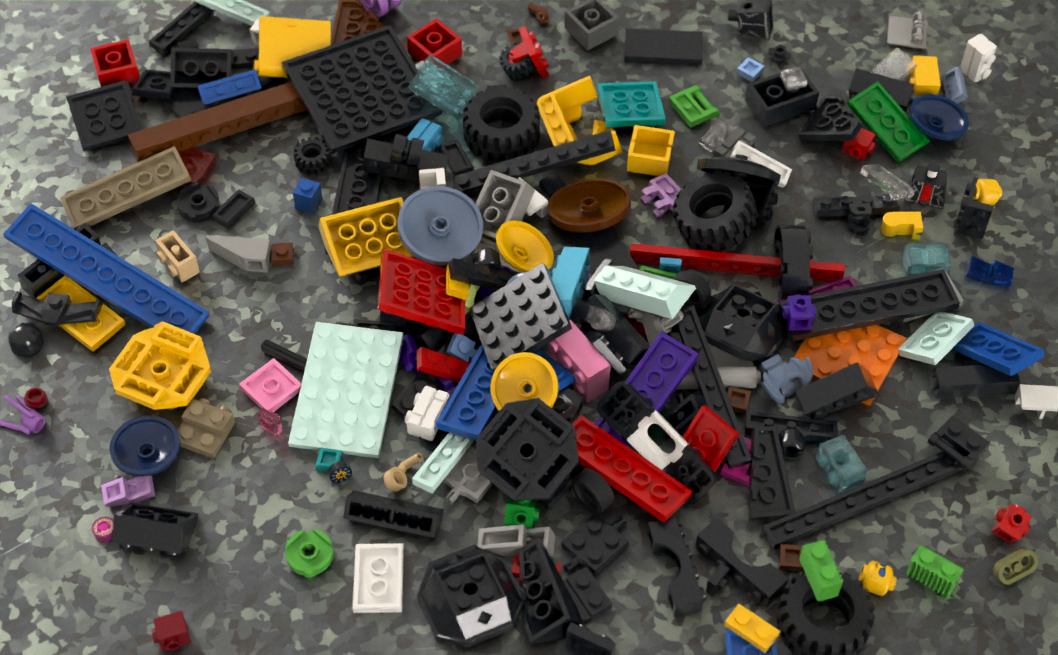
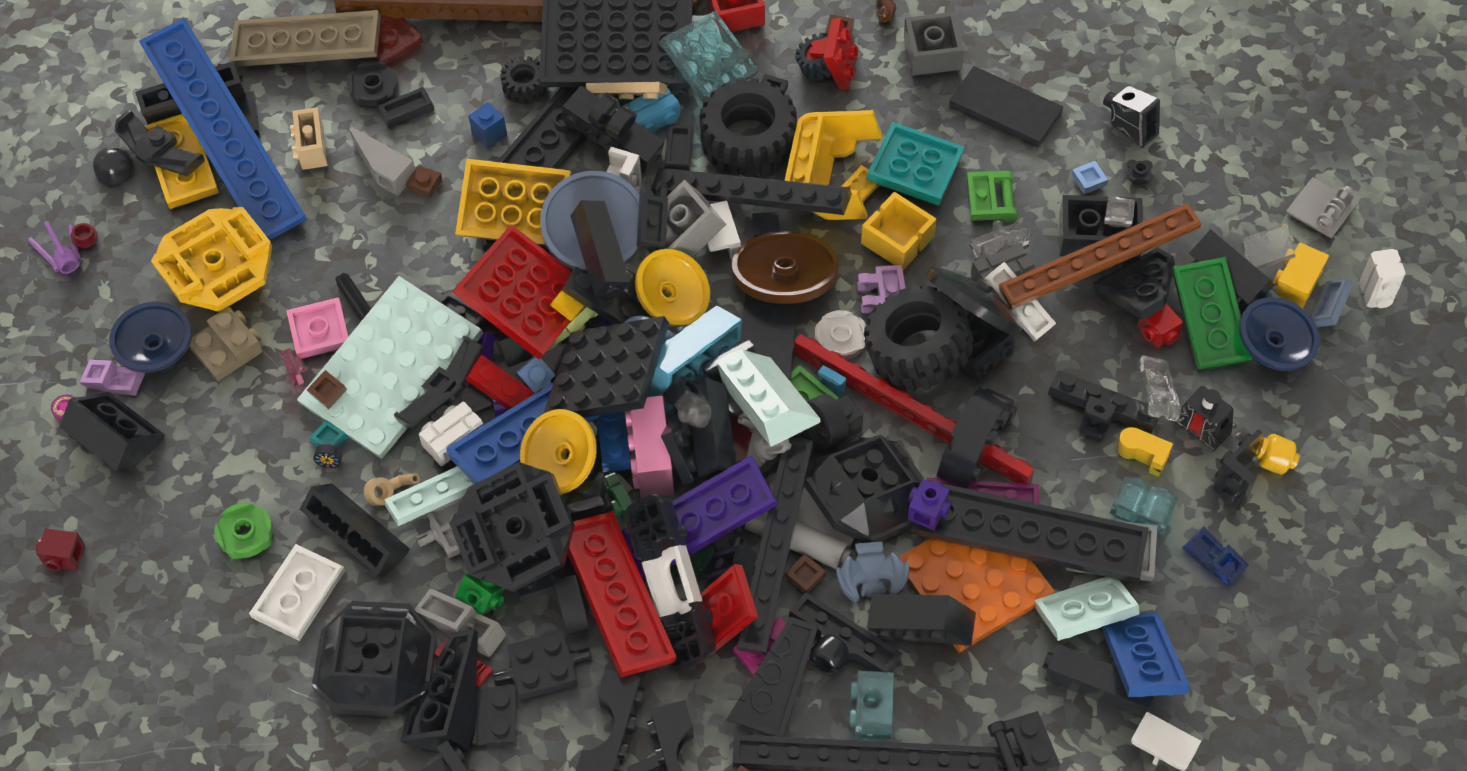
camera: 30 degrees right, 5 degrees up
(312, 423) = (327, 389): none -> reddish brown plate
(400, 383) = (442, 385): none -> black plate
(419, 124) = (627, 90): none -> tan plate
(463, 238) = (599, 249): none -> black brick
(482, 202) = (652, 215): none -> black hinge
(585, 402) = (620, 498): none -> dark green plate
(653, 233) = (841, 333): none -> white tile
(798, 111) = (1099, 256): none -> dark orange tile

